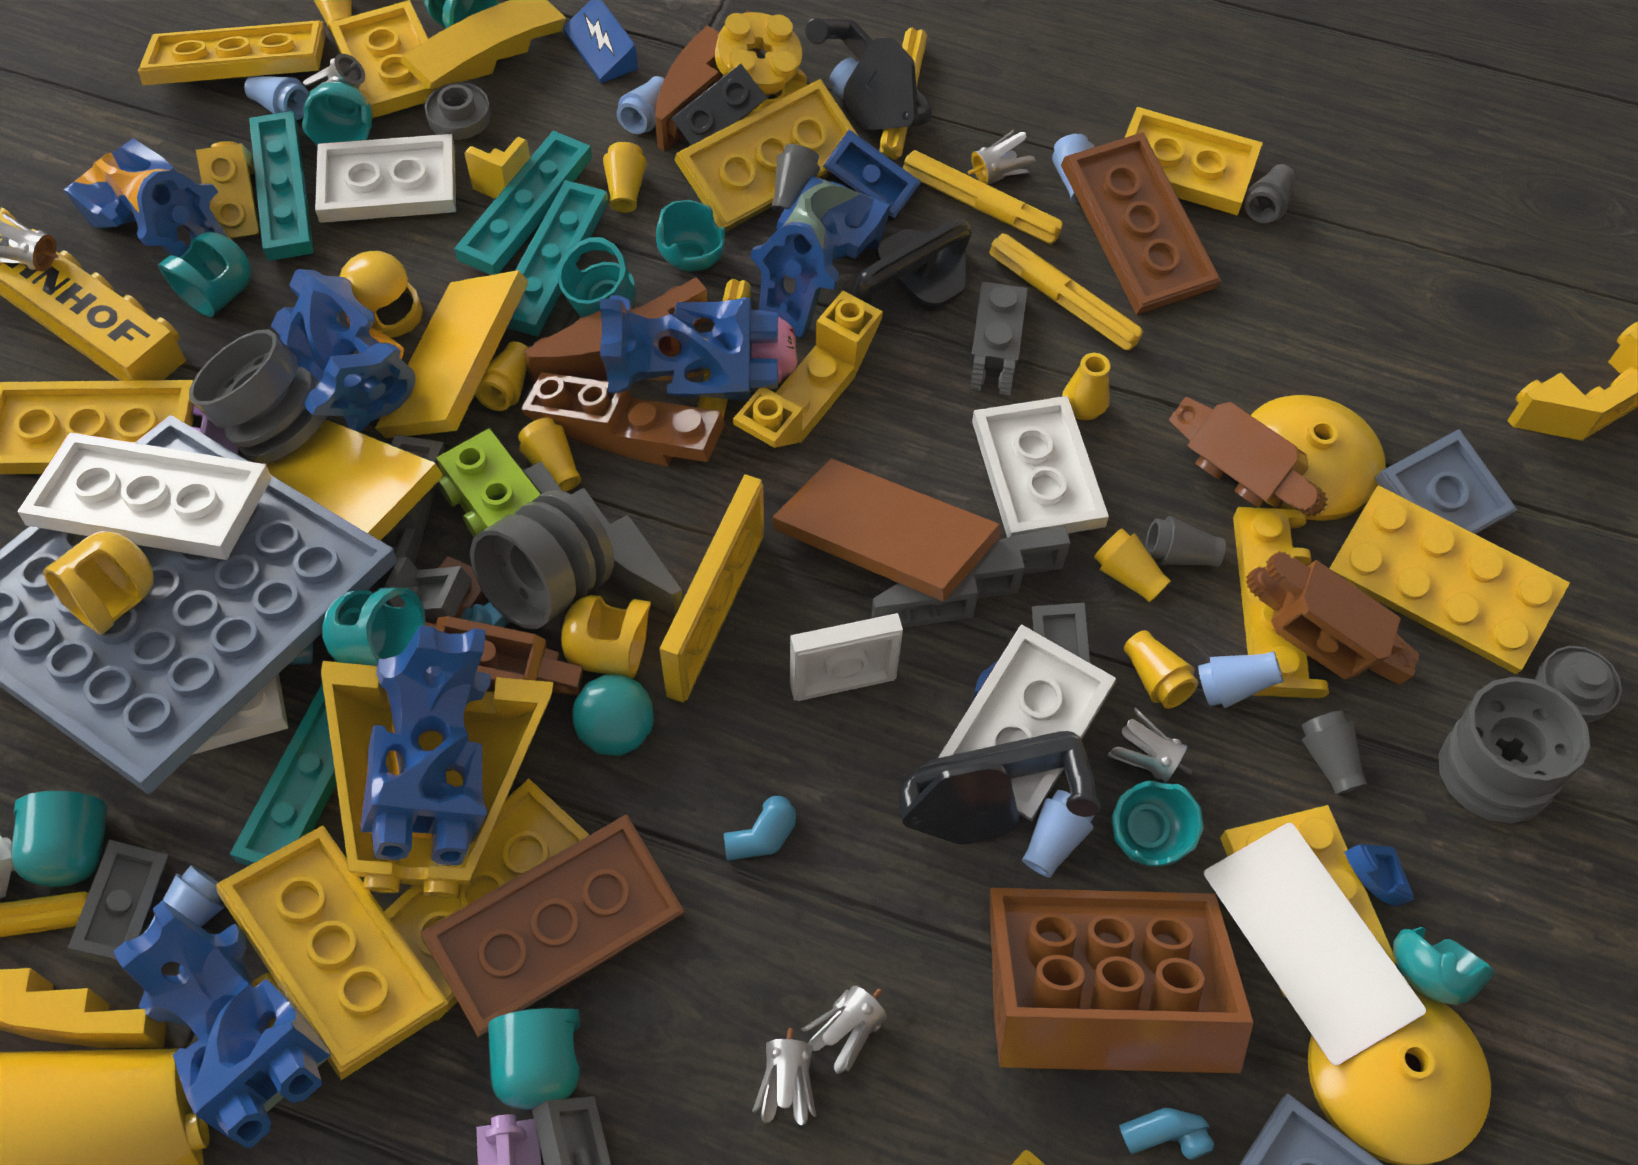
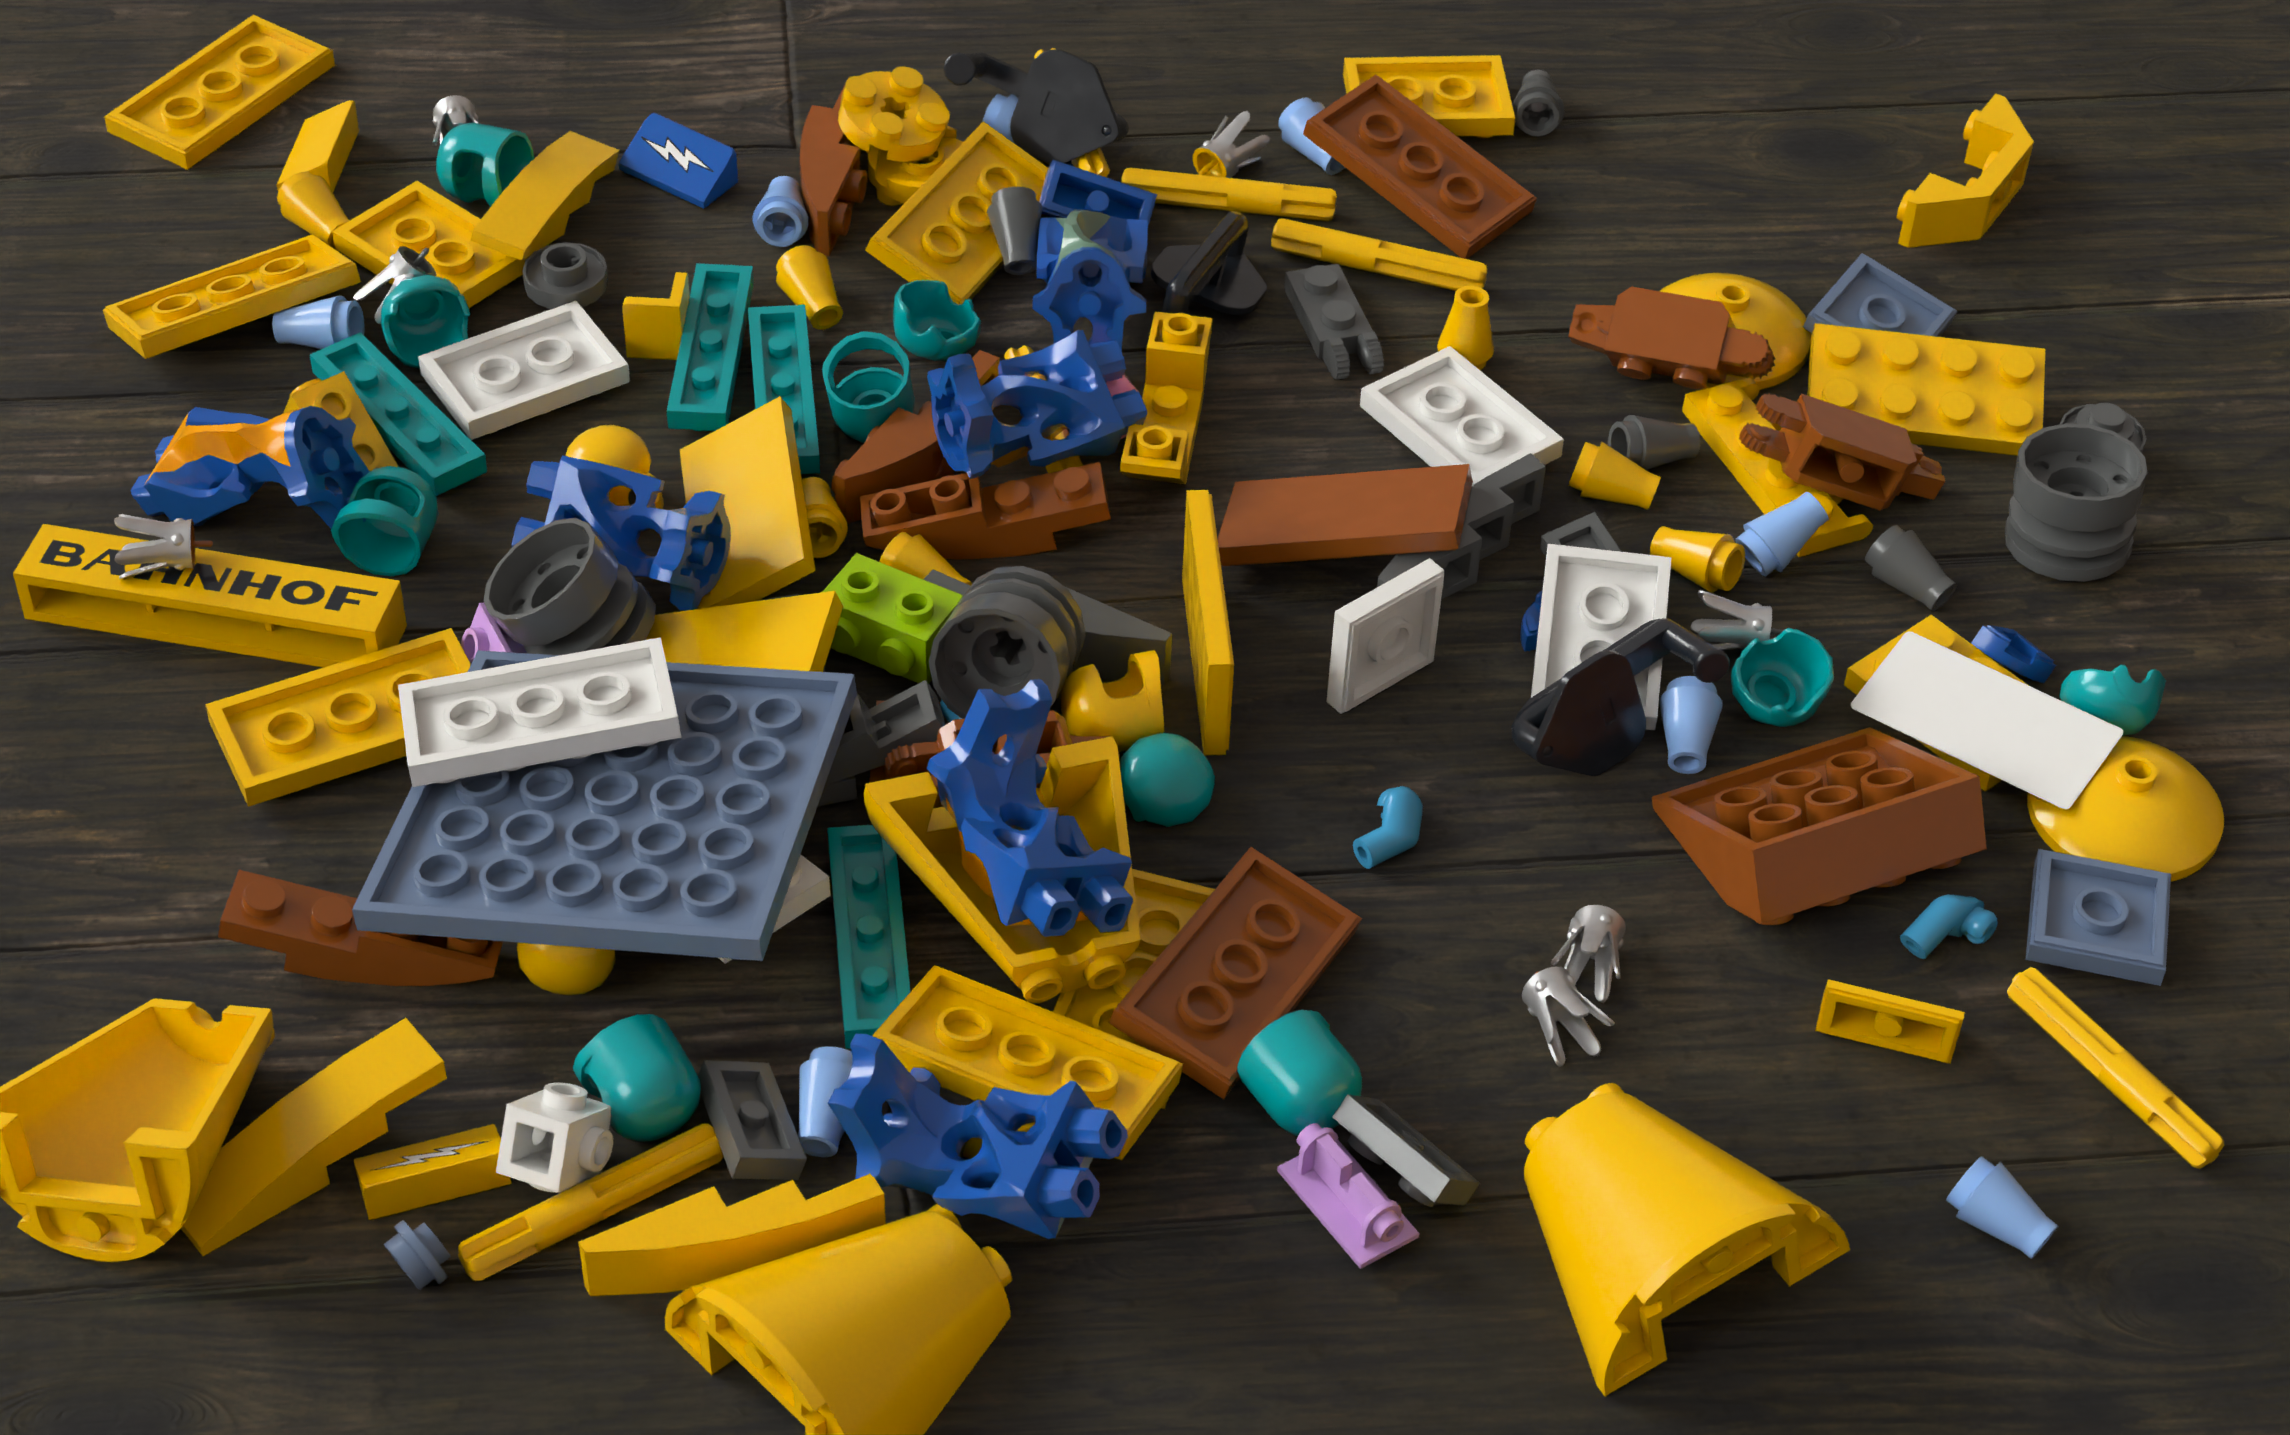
camera: 25 degrees left, 15 degrees down
(100, 579) = (568, 788): yellow helmet -> none
(366, 629) = (872, 756): teal helmet -> none
(720, 106) = (888, 181): black hinge -> none

